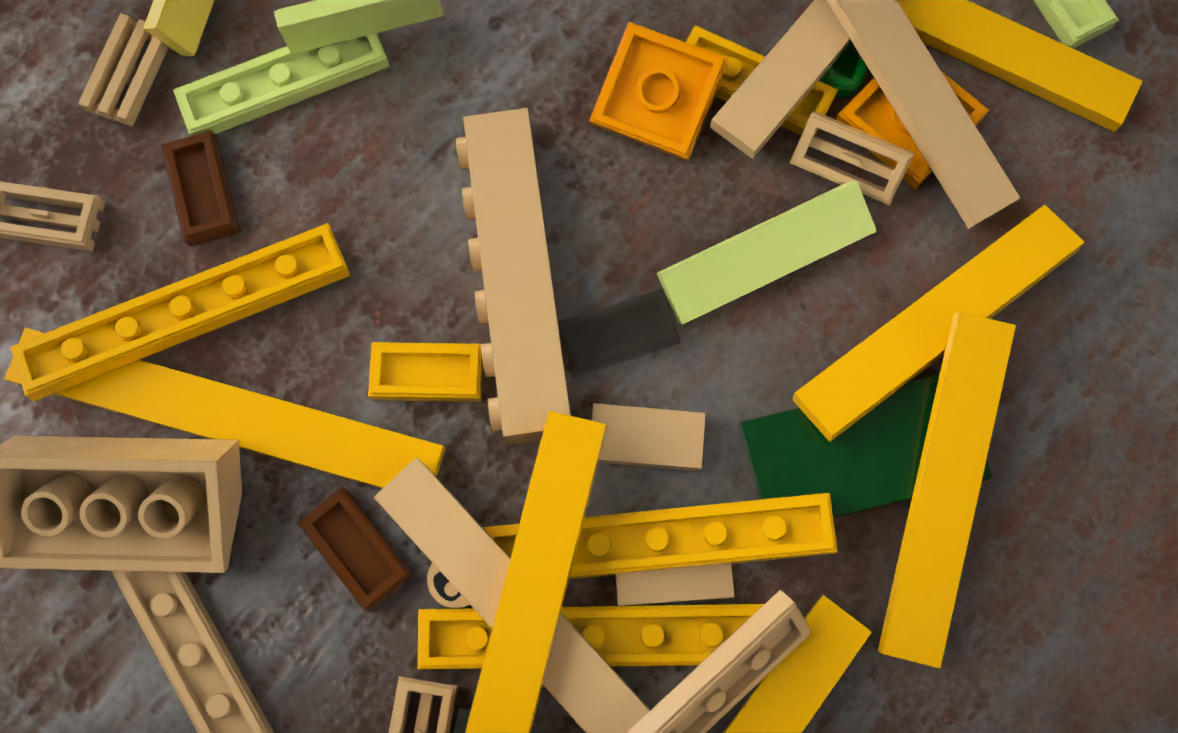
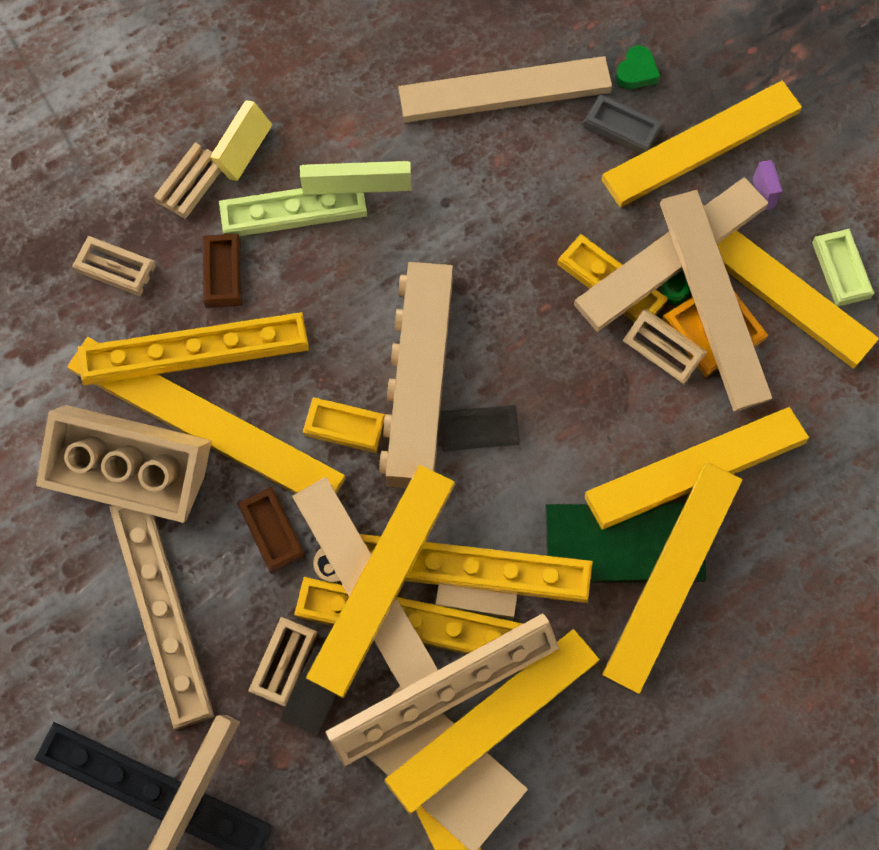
camera: 10 degrees right, 5 degrees down
(651, 437) = (483, 501): tan tile -> none
(658, 91) = (544, 273): light orange tile -> none
(766, 252) = (592, 396): yellowish green tile -> none

